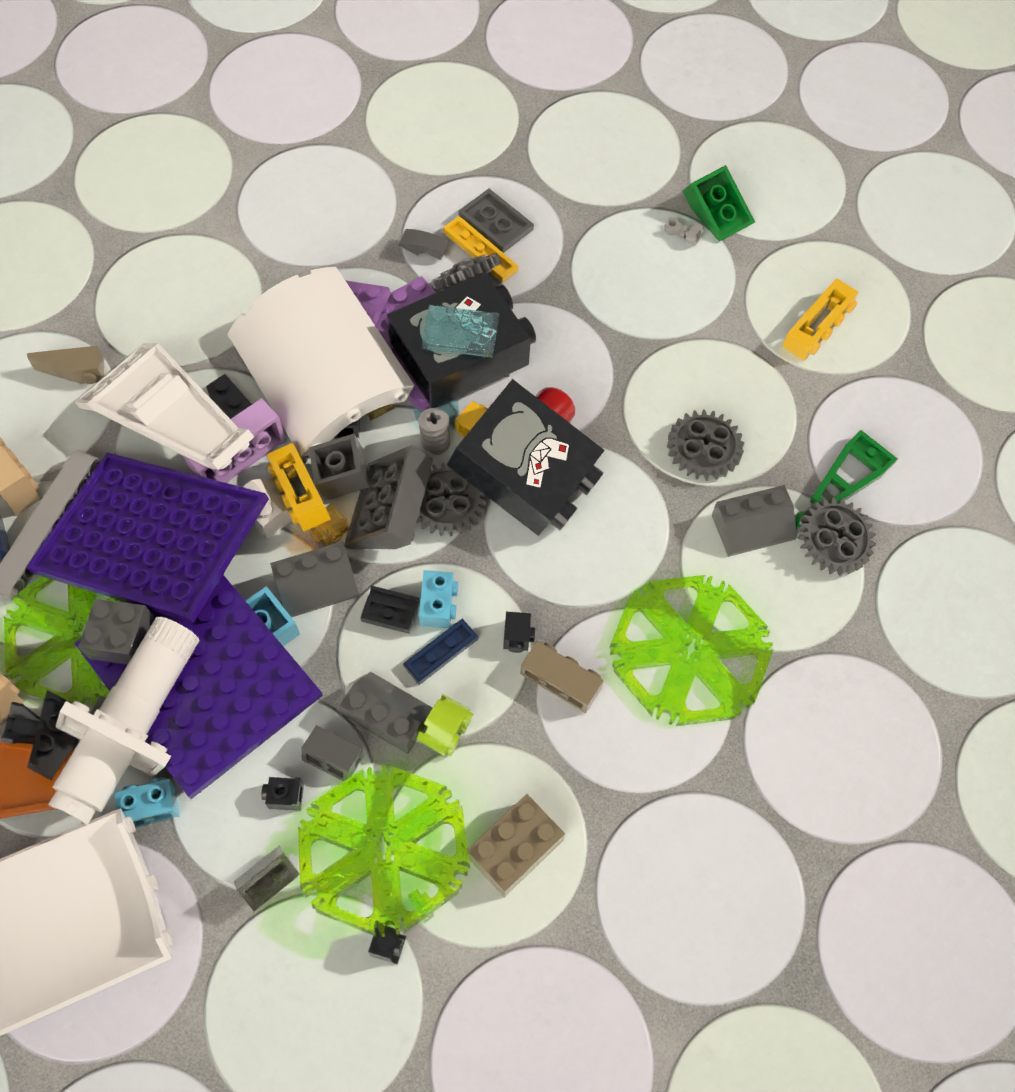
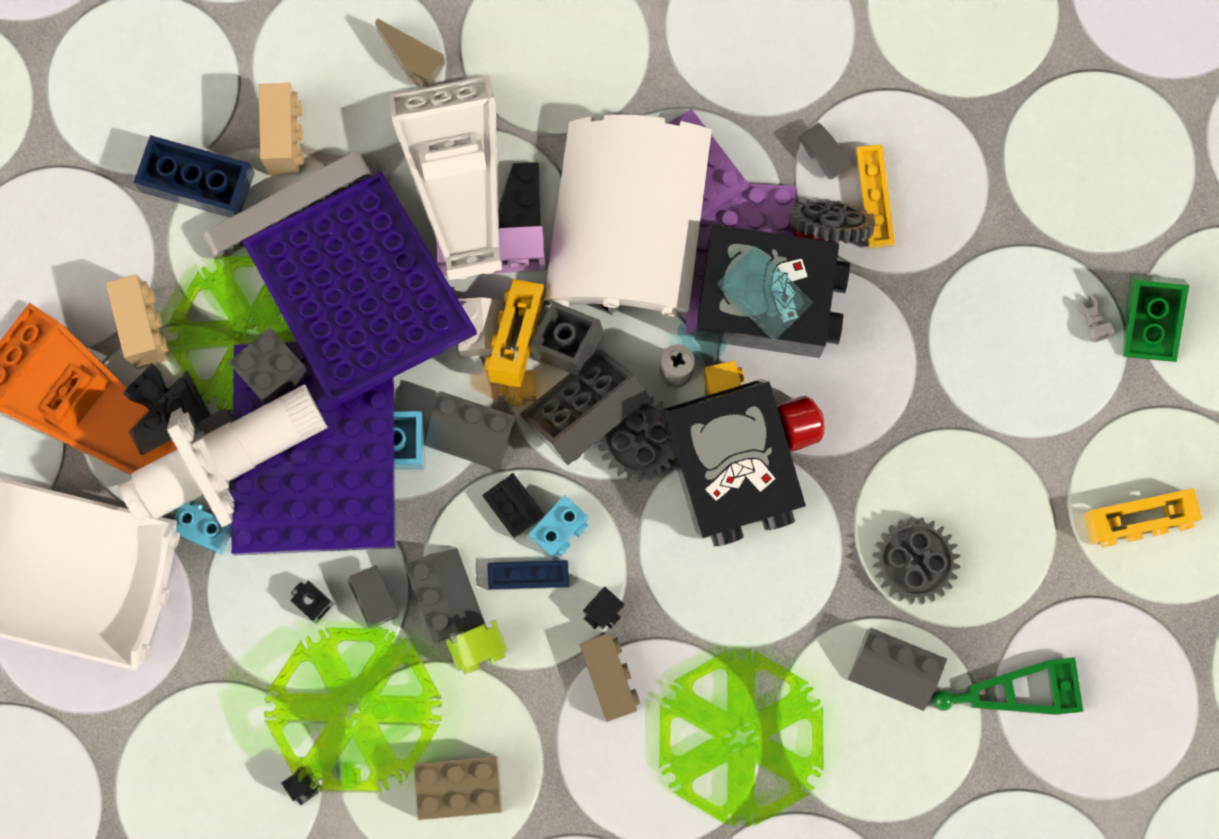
camera: 40 degrees right, 15 degrees up
(266, 878) = (248, 662): clear smoke brick -> none
(496, 220) = (916, 174): dark grey plate -> none
(836, 536) = (936, 750): dark grey gear -> none

